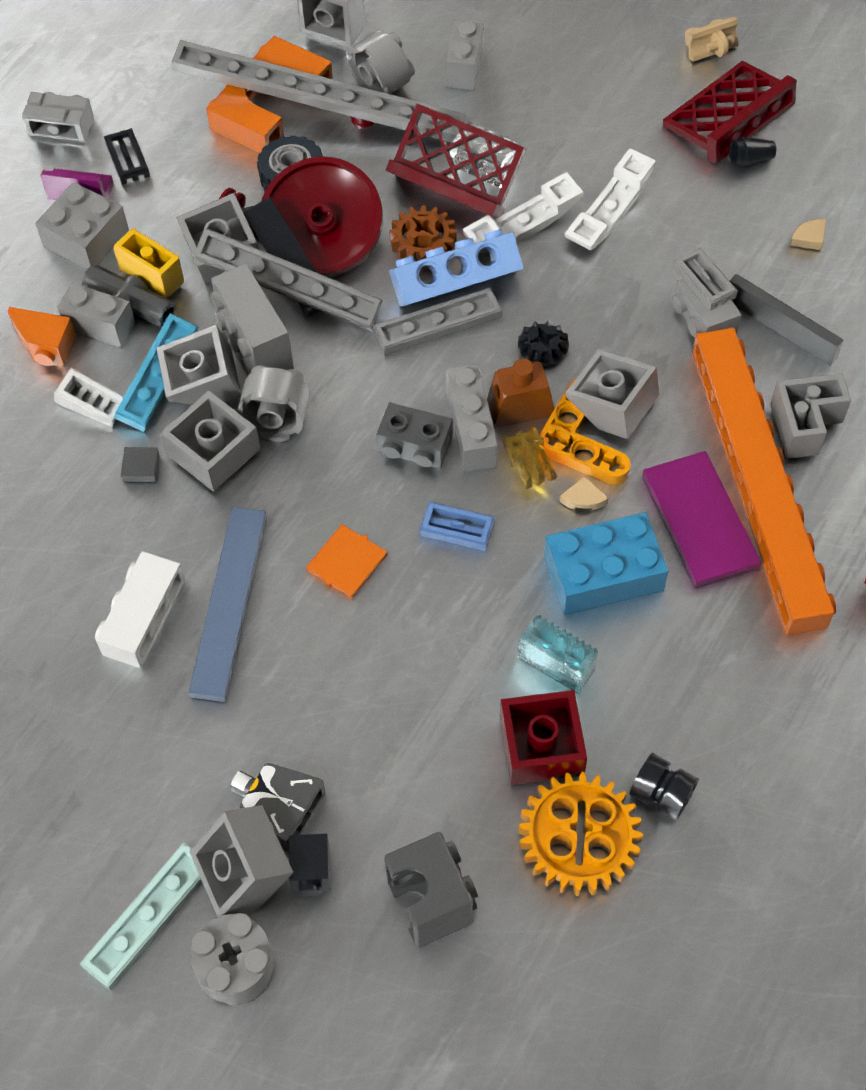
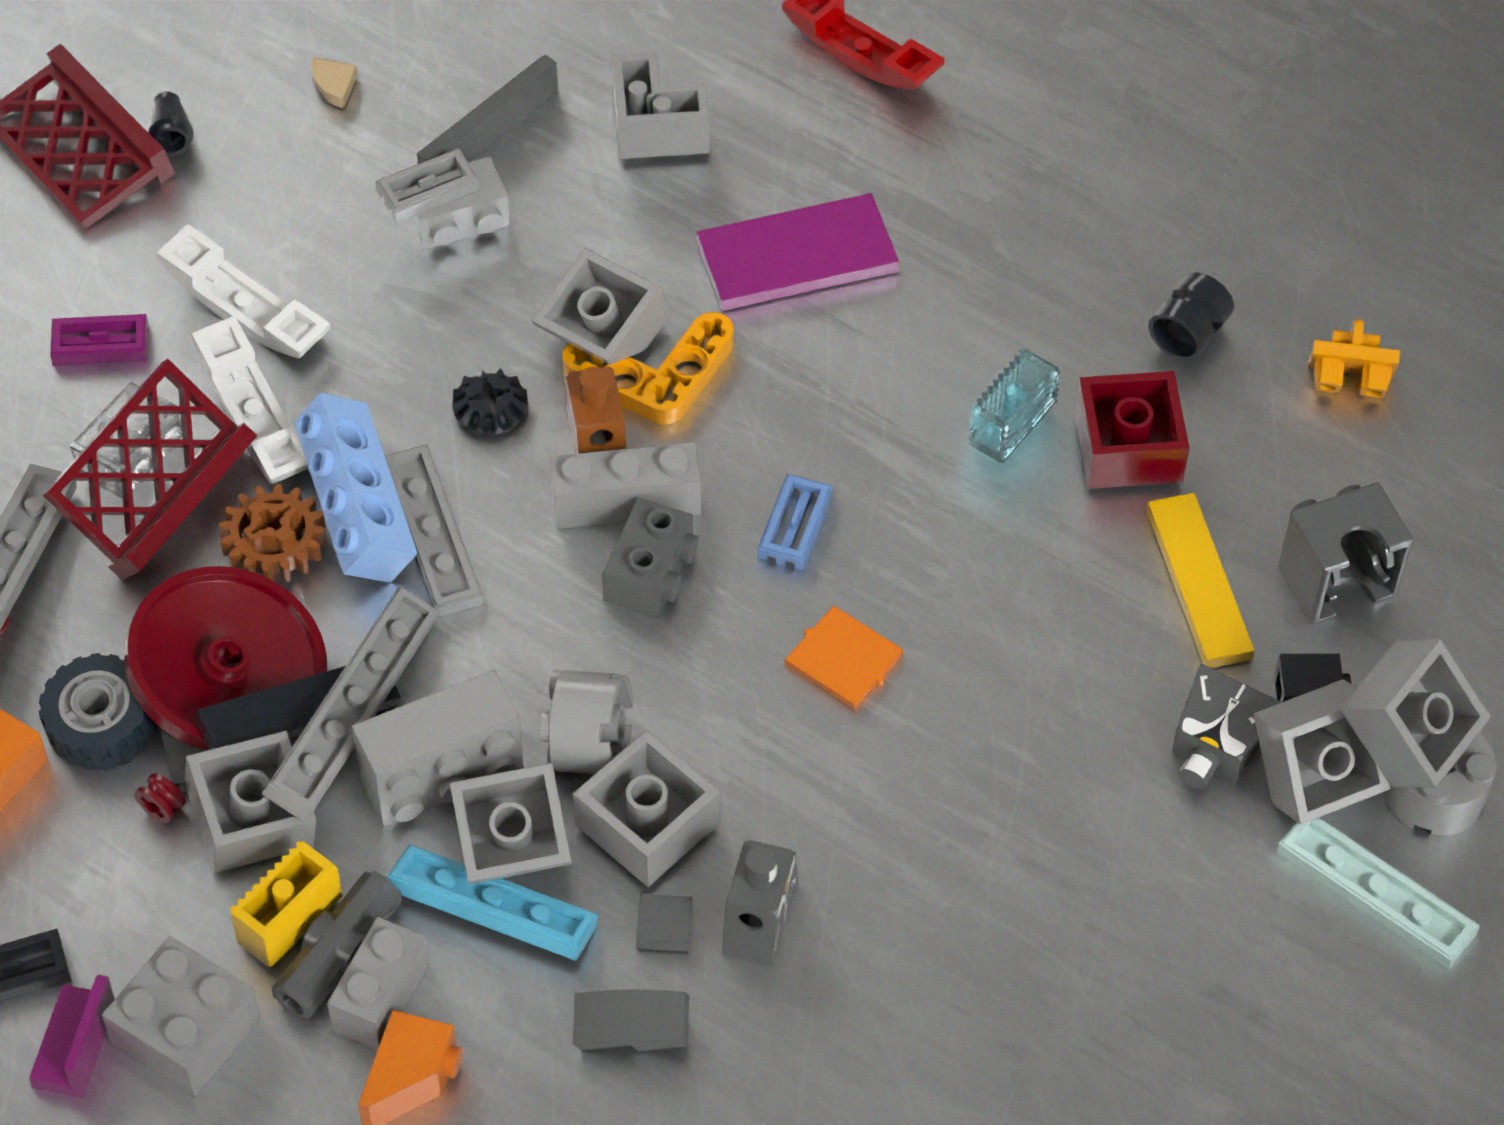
camera: 90 degrees left, 5 degrees down
(65, 447) = (631, 1018): none -> dark grey slope
(74, 403) = (518, 1027): white slope -> none
(140, 609) = (926, 903): white brick -> none
(145, 507) = (760, 887): none -> dark grey torso
(228, 605) = (909, 799): sand blue tile -> none
(233, 907) = (1415, 713): none -> light grey brick
(419, 794) = (1200, 581): none -> yellow tile
(529, 457) = (697, 421): clear yellow arm -> none
(546, 830) = (1253, 408): light orange gear -> none
(575, 158) = (99, 346): none -> magenta tile
(584, 495) = (754, 373): tan tile -> none
(605, 563) = (873, 350): dark azure brick -> none
(634, 932) = (1354, 354): none -> light orange hips
(763, 484) = (740, 177): orange brick -> none

